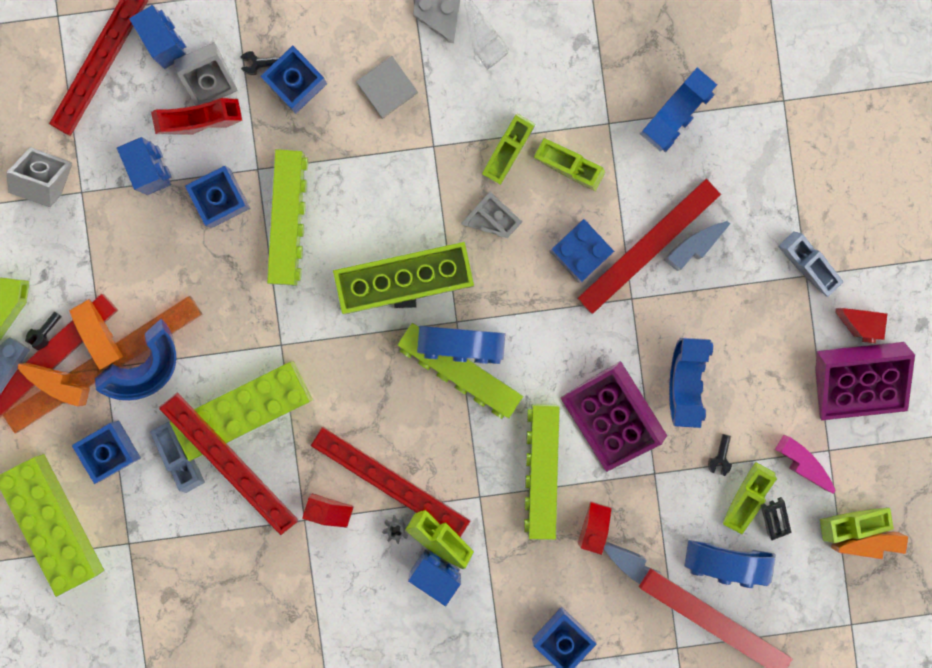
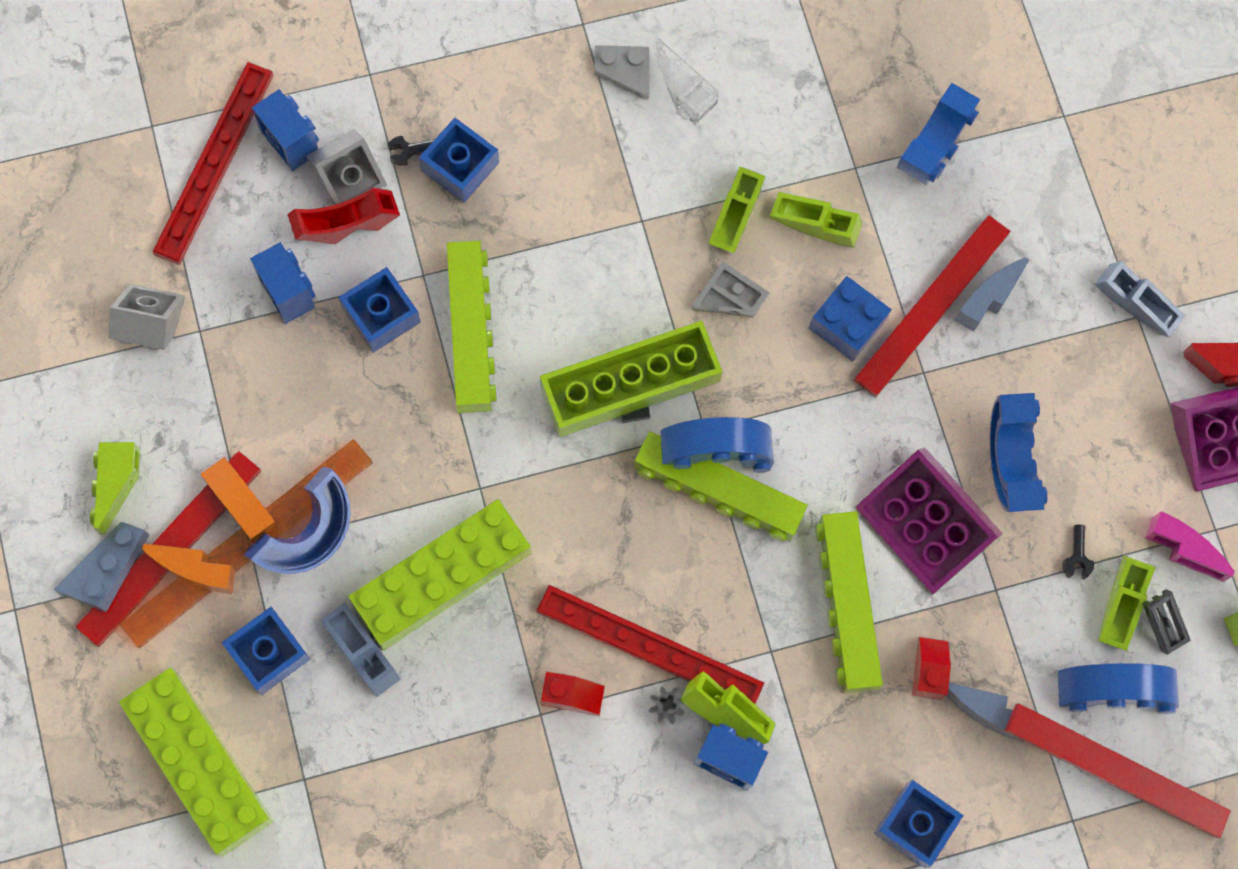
camera: 15 degrees left, 15 degrees down
(39, 337) = (160, 516): black bar -> none
(228, 463) = (435, 641): red tile -> none
(387, 87) = (574, 158): light grey tile -> none

